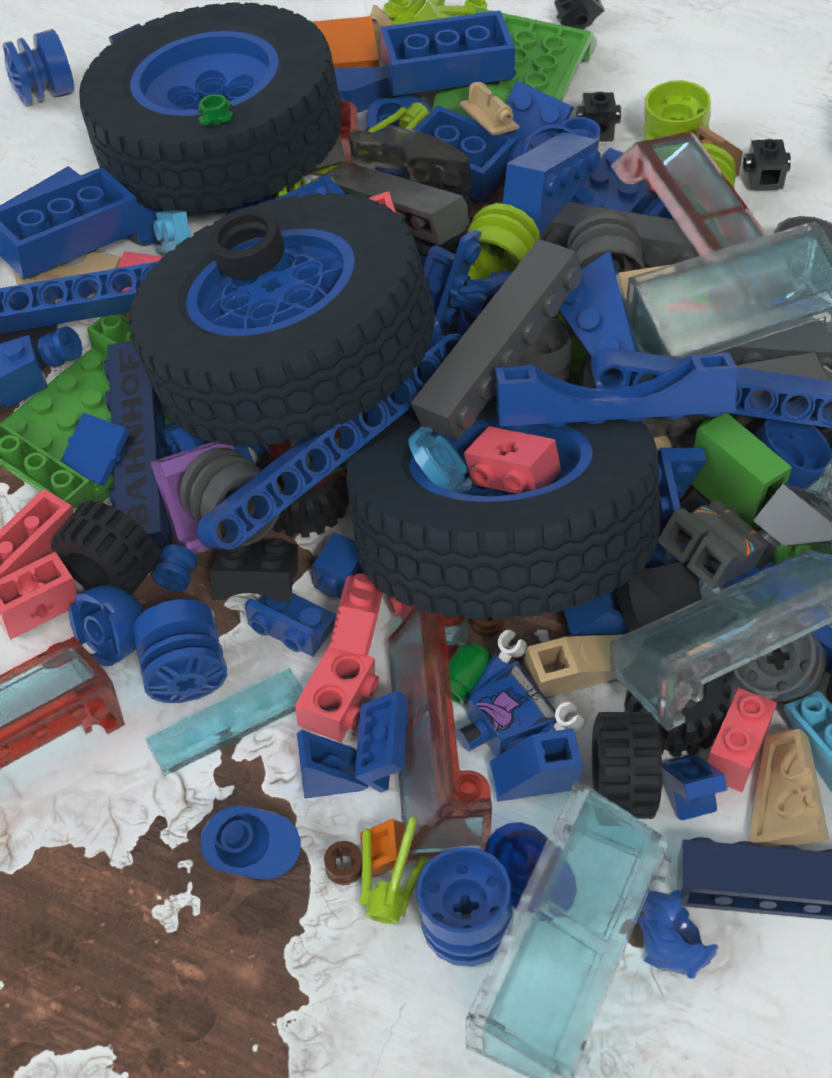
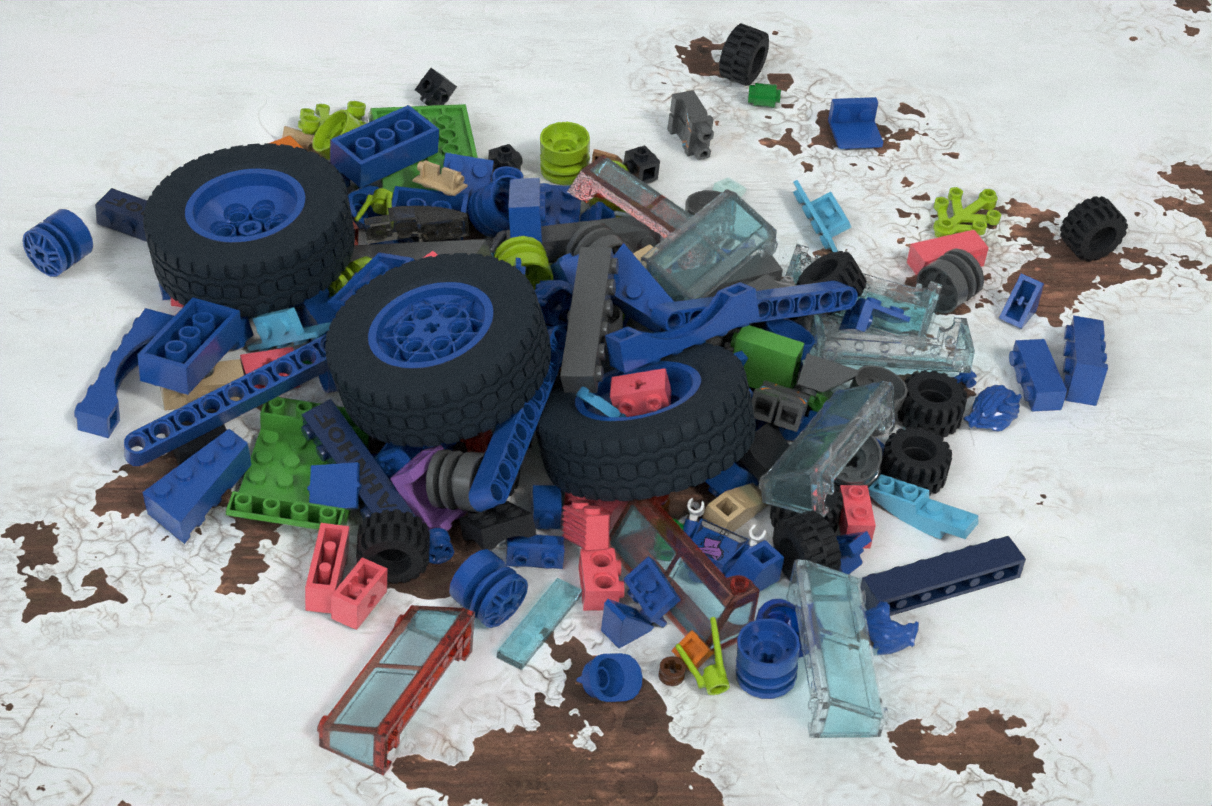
camera: 35 degrees left, 10 degrees down
(60, 347) = (247, 430): blue wheel -> none
(105, 622) = (422, 586): blue cylinder -> none
(214, 110) = (289, 227): green plate -> none
(252, 261) = (390, 292): black tyre -> none
(787, 794) = (901, 535): tan wing -> none

